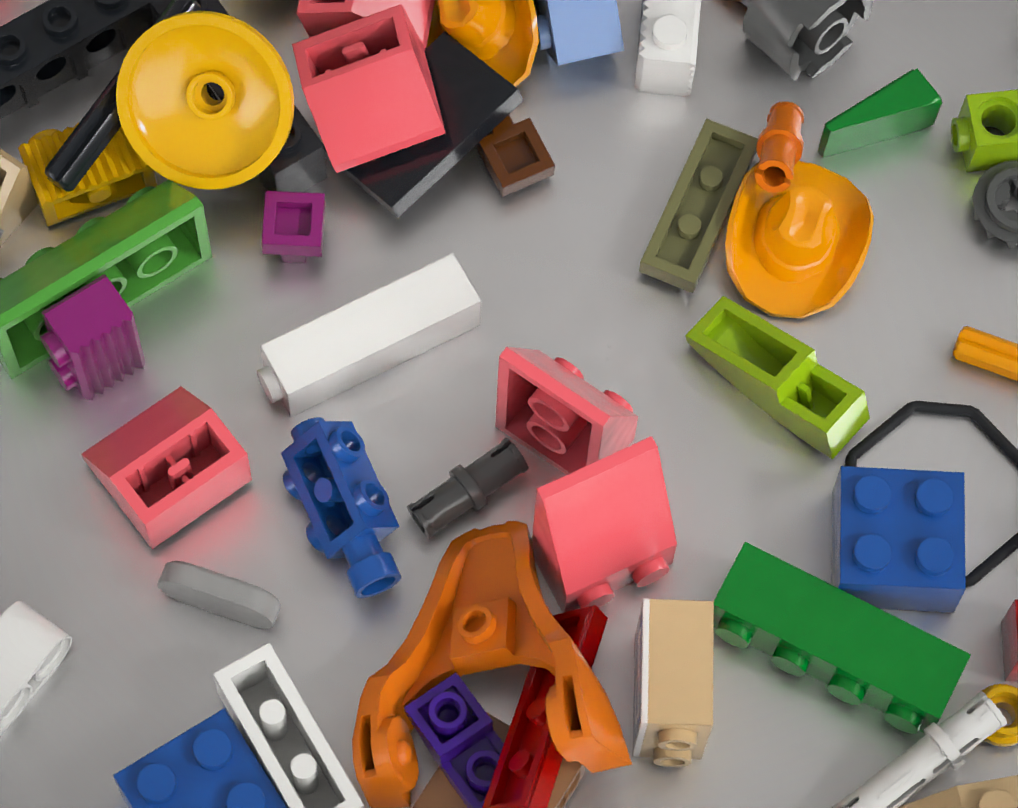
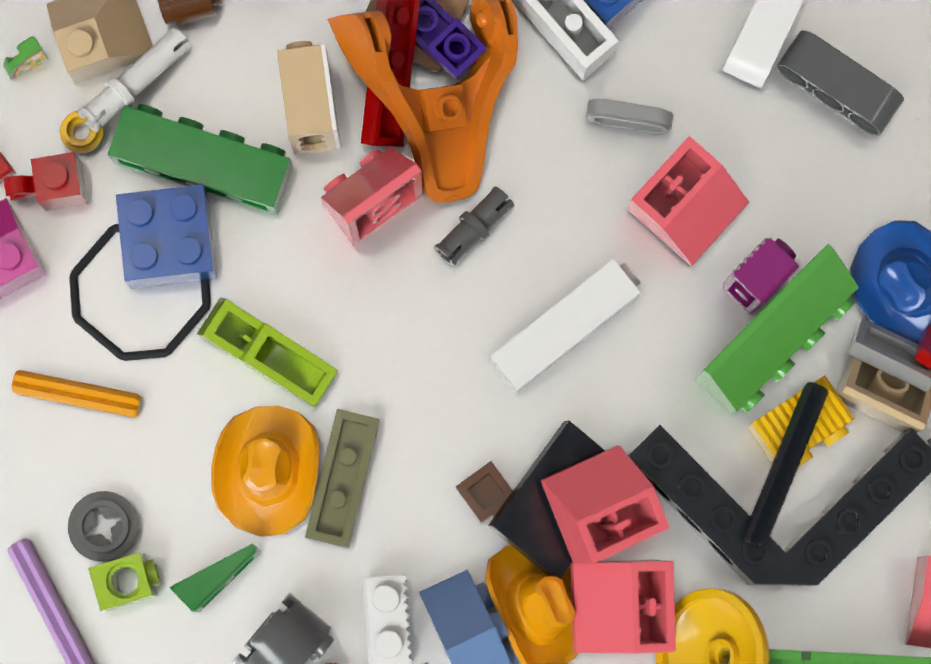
camera: 170 degrees right, 15 degrees up
(175, 120) = (722, 454): yellow dish -> none
(293, 225) = (638, 399): magenta tile -> none
(342, 501) = (558, 203): blue brick -> none
(558, 412) = (412, 280): coral slope -> none
(779, 147) = (288, 529): orange pin -> none

